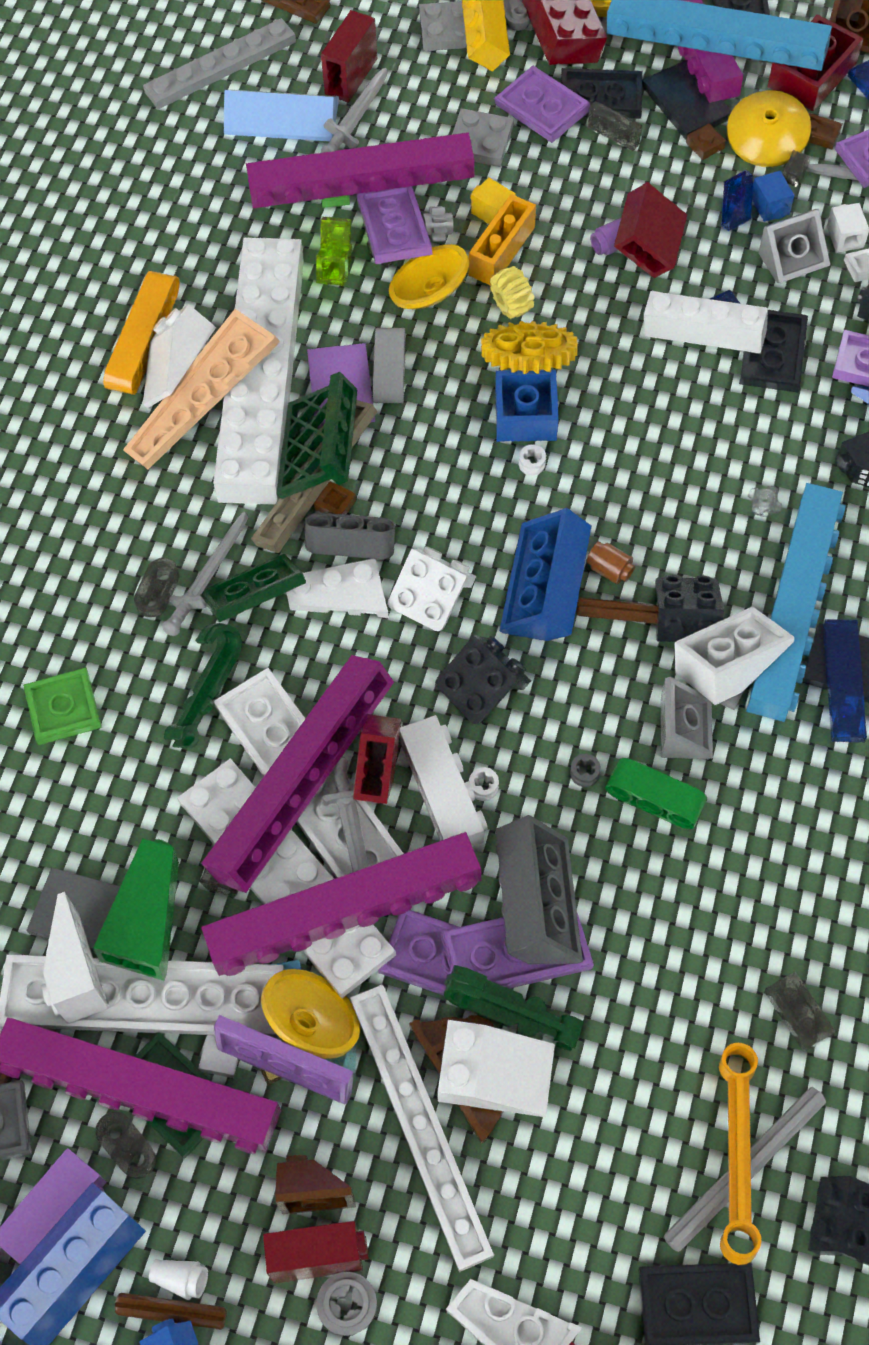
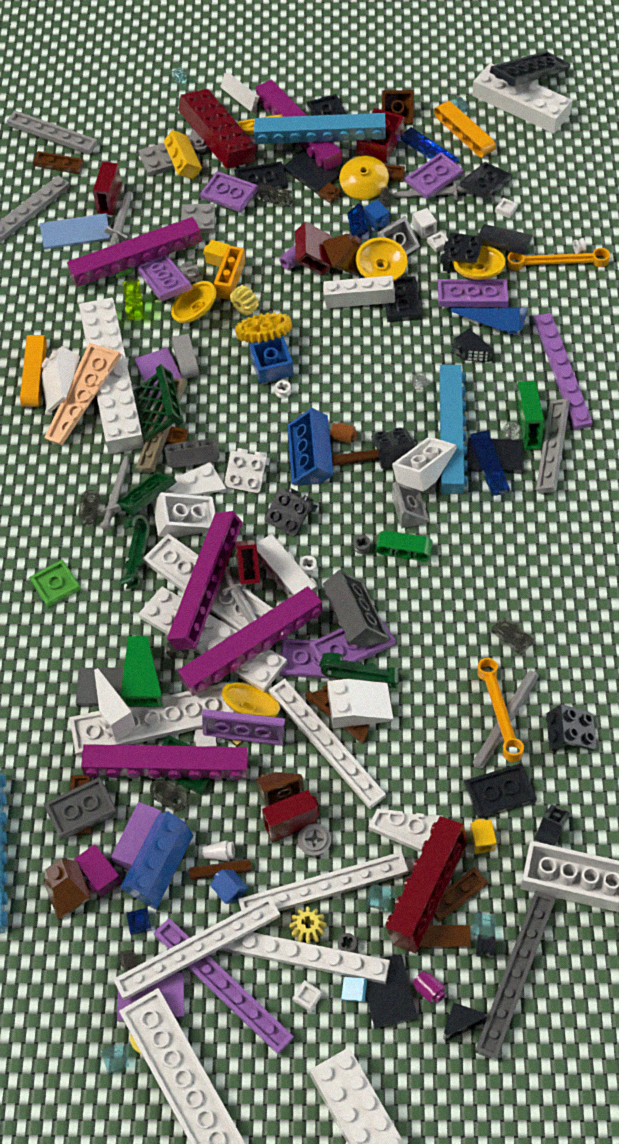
camera: 15 degrees left, 5 degrees down
(303, 640) = (183, 514): none -> white slope
(700, 249) = (343, 252): none -> reddish brown slope
(760, 262) = (384, 253): none -> yellow dish

